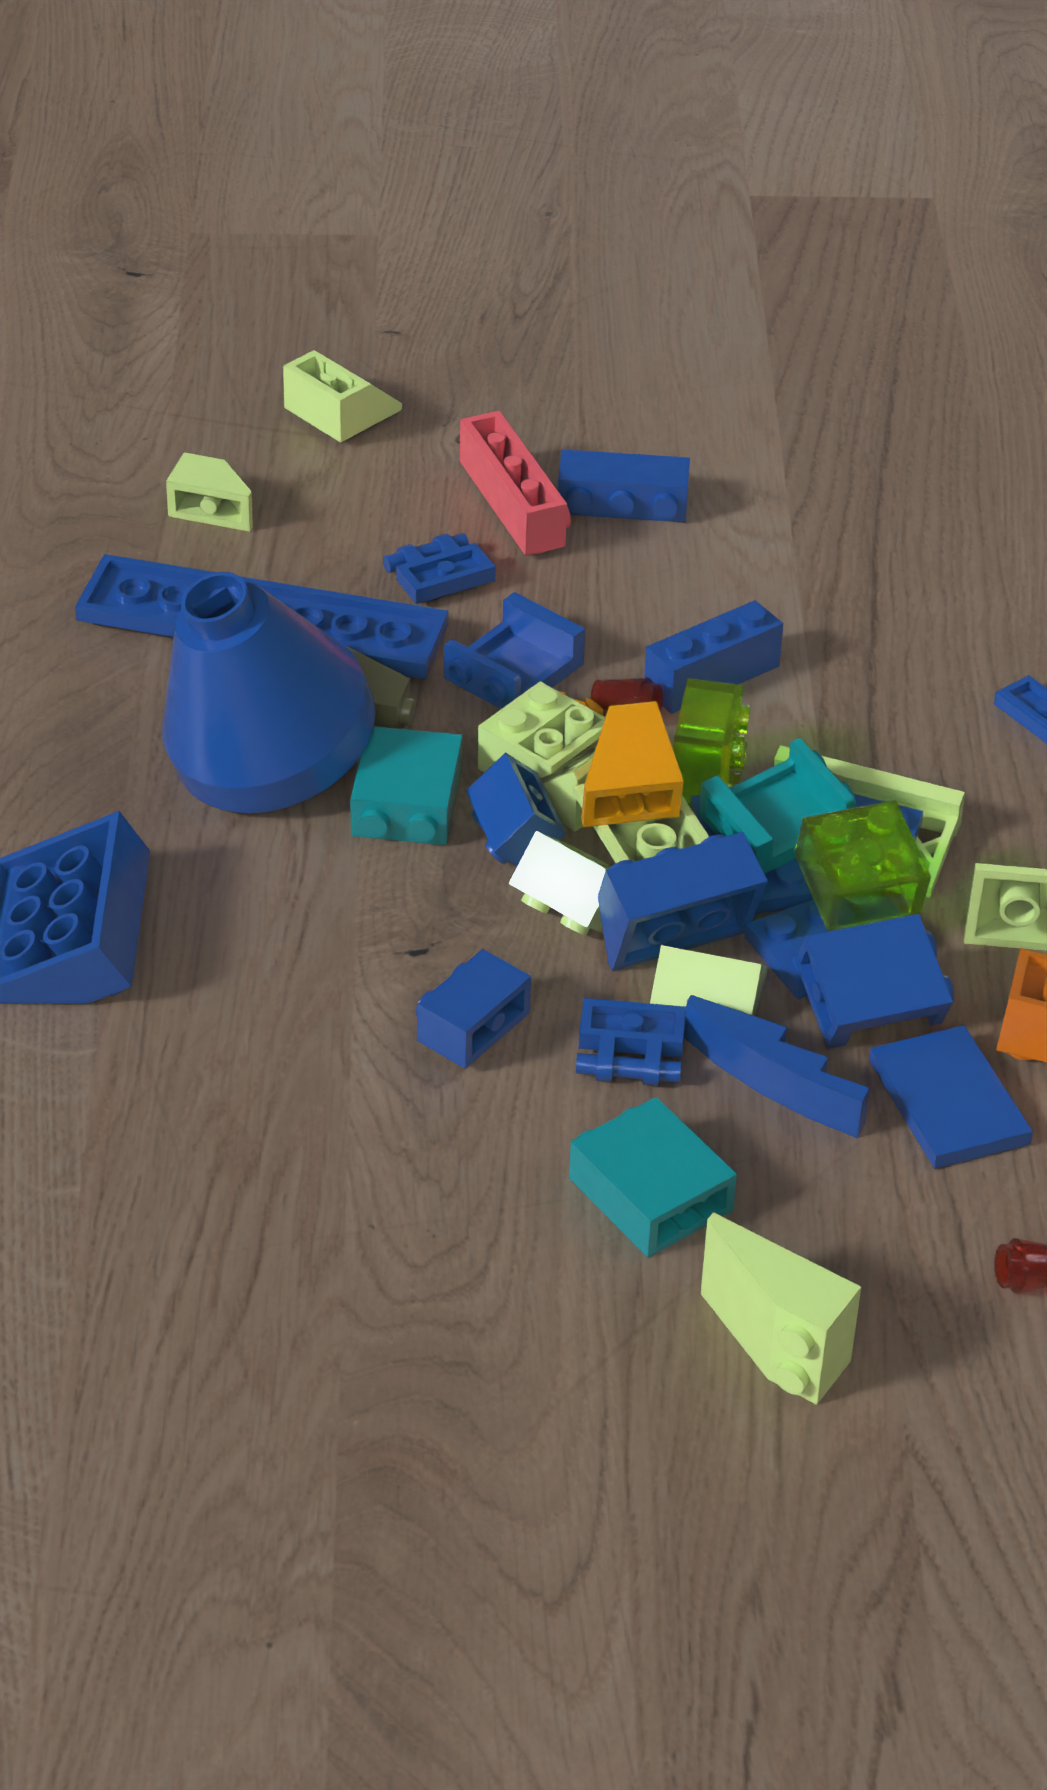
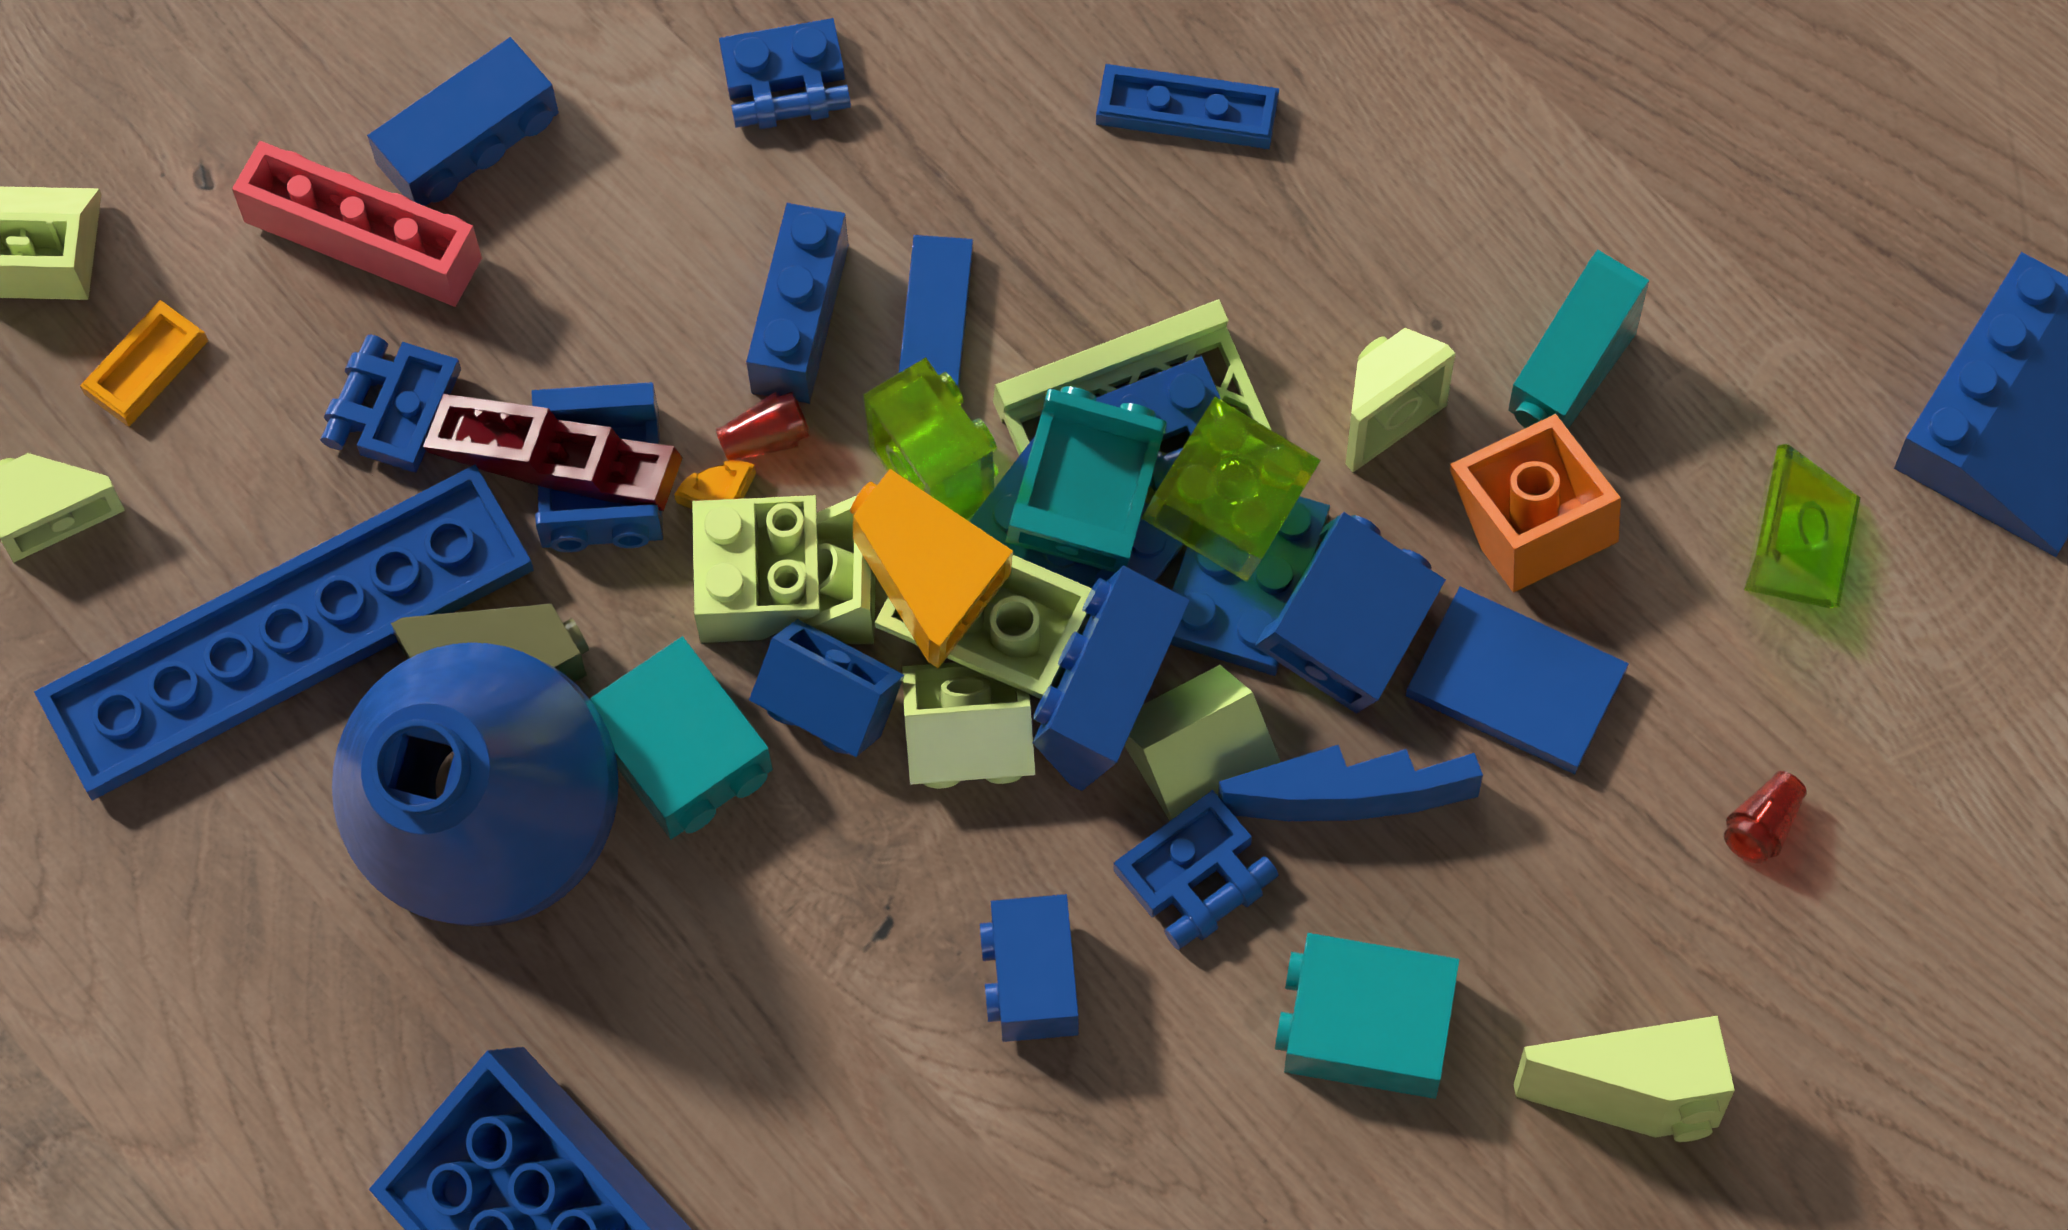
camera: 40 degrees left, 25 degrees up
(335, 481) = (144, 363): none -> light orange tile
(491, 626) = (551, 452): none -> dark red slope
(794, 717) = (937, 303): none -> blue tile
(832, 573) = (781, 61): none -> blue plate

